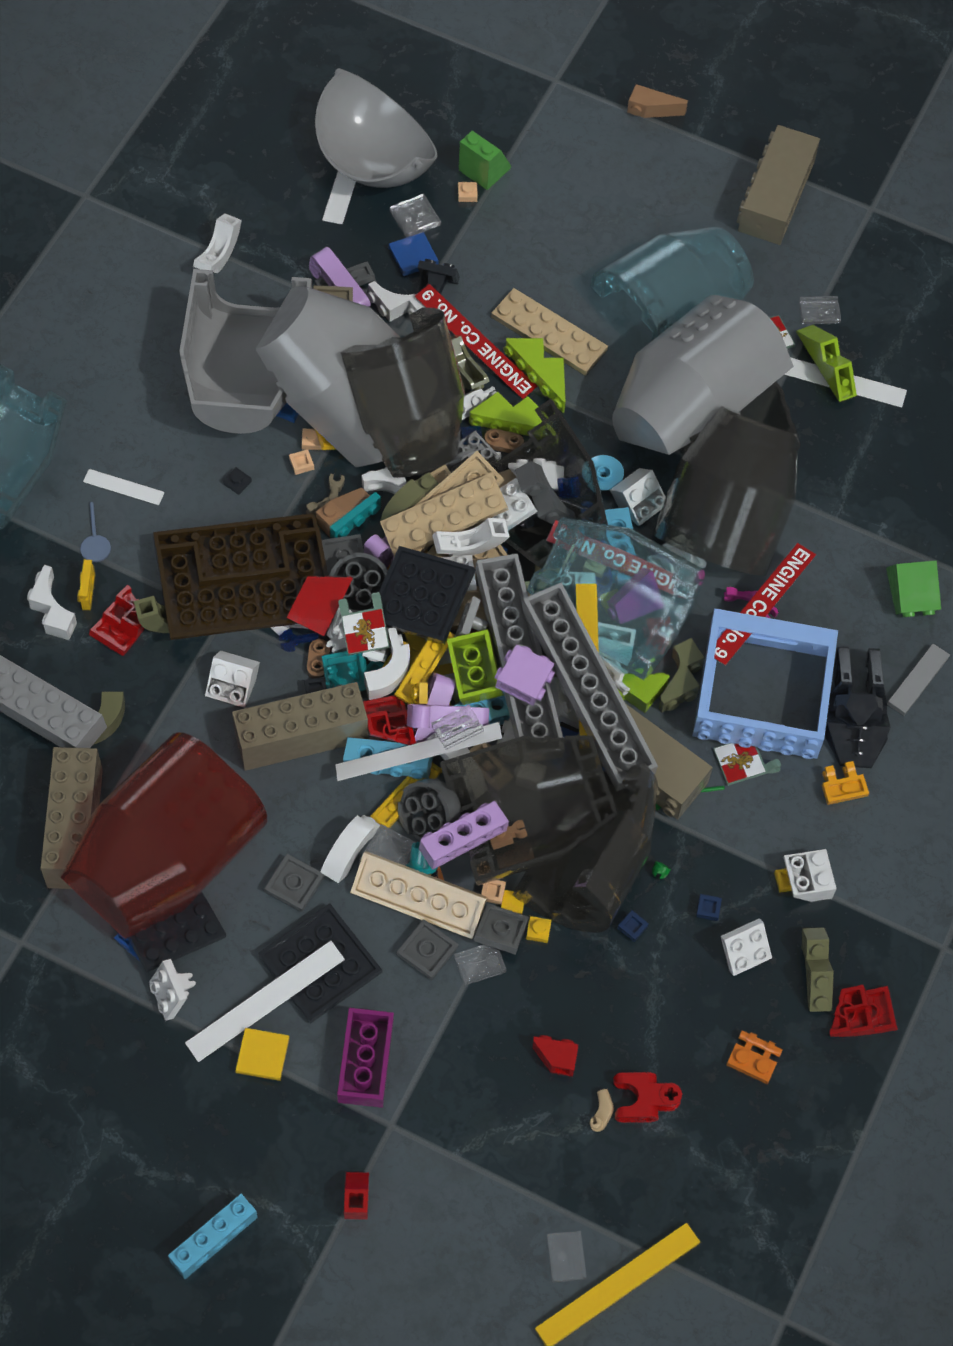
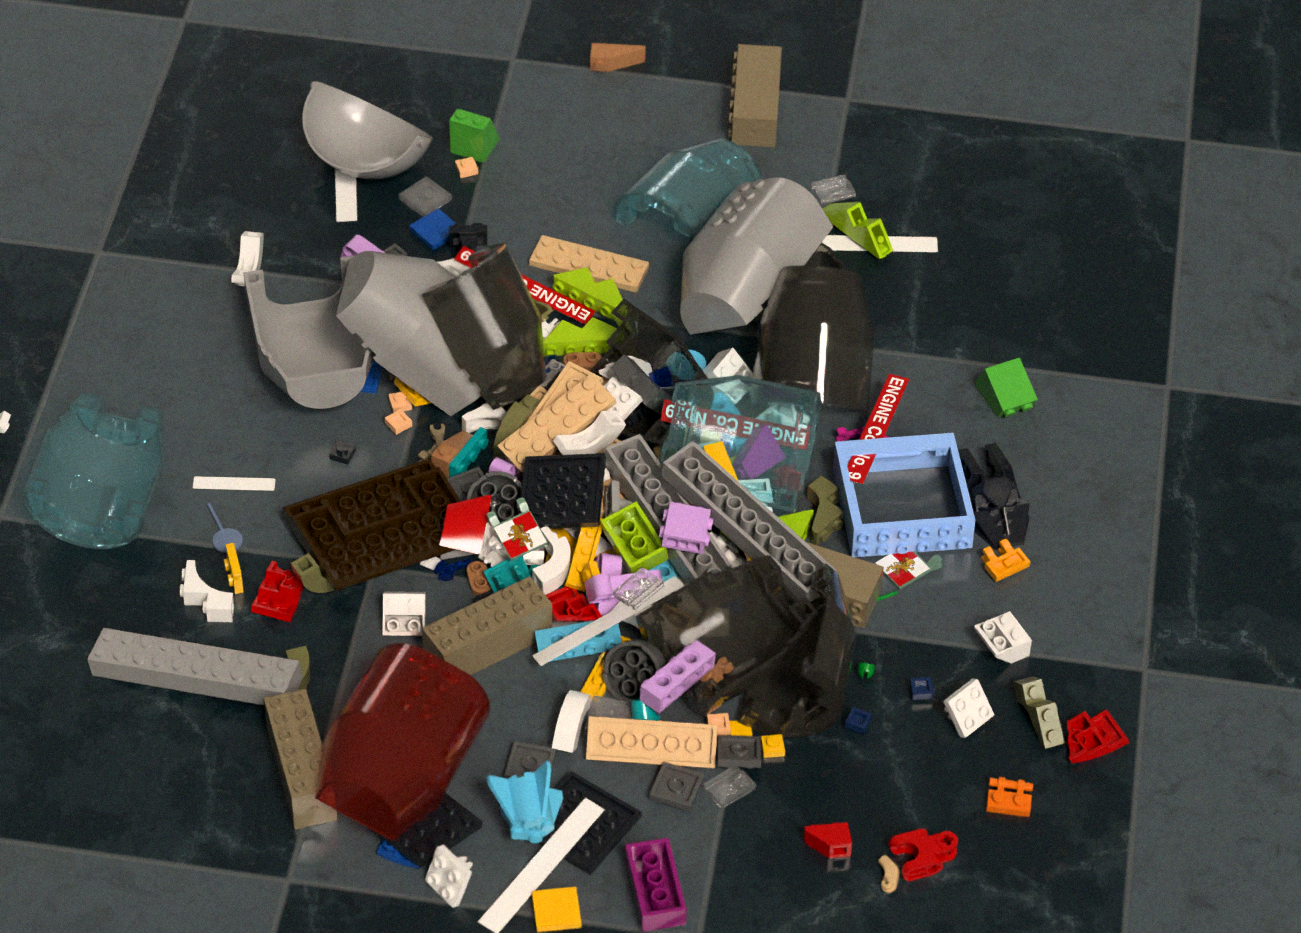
camera: 15 degrees left, 15 degrees down
(268, 936) = (528, 803): none -> medium azure brick
(782, 880) = (981, 651): yellow tile -> none
(918, 679) = (1038, 463): light grey tile -> none

